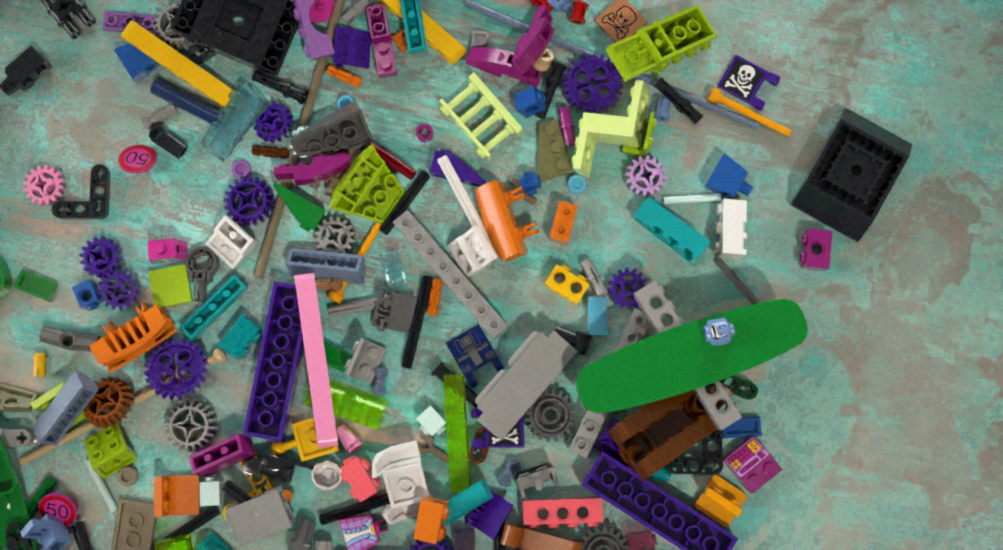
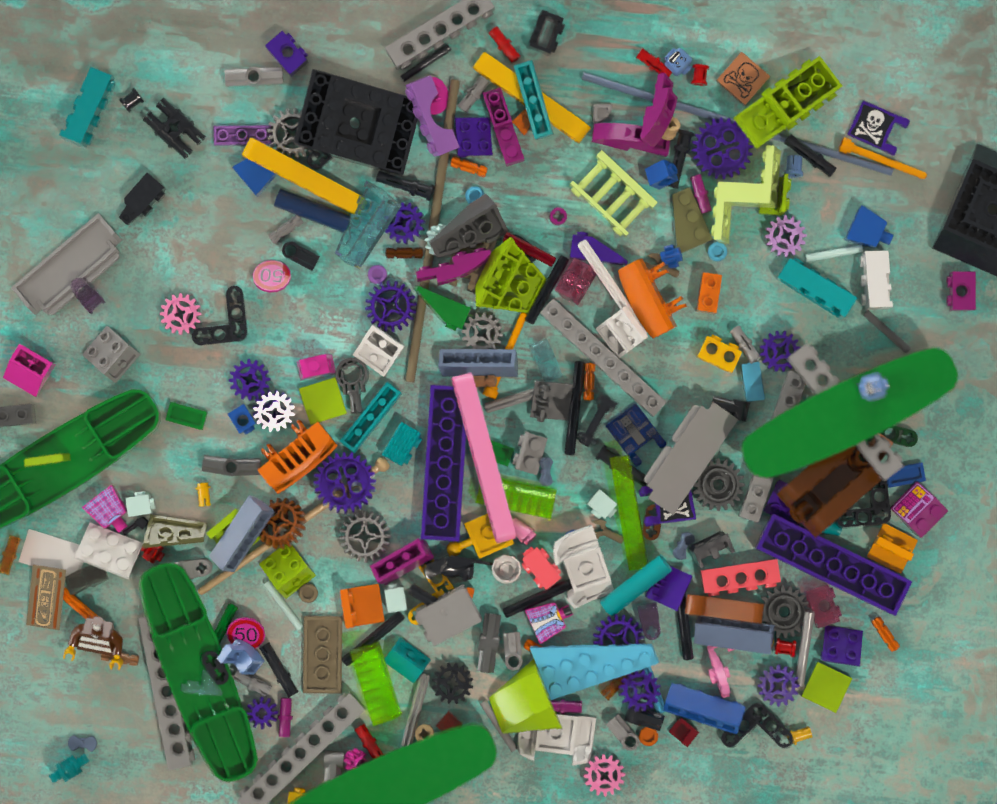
camera: 20 degrees left, 5 degrees up
(431, 520) = (616, 599): orange brick -> none
(432, 196) = (575, 281): none -> clear pink brick
(443, 322) = (605, 405): none -> black fence

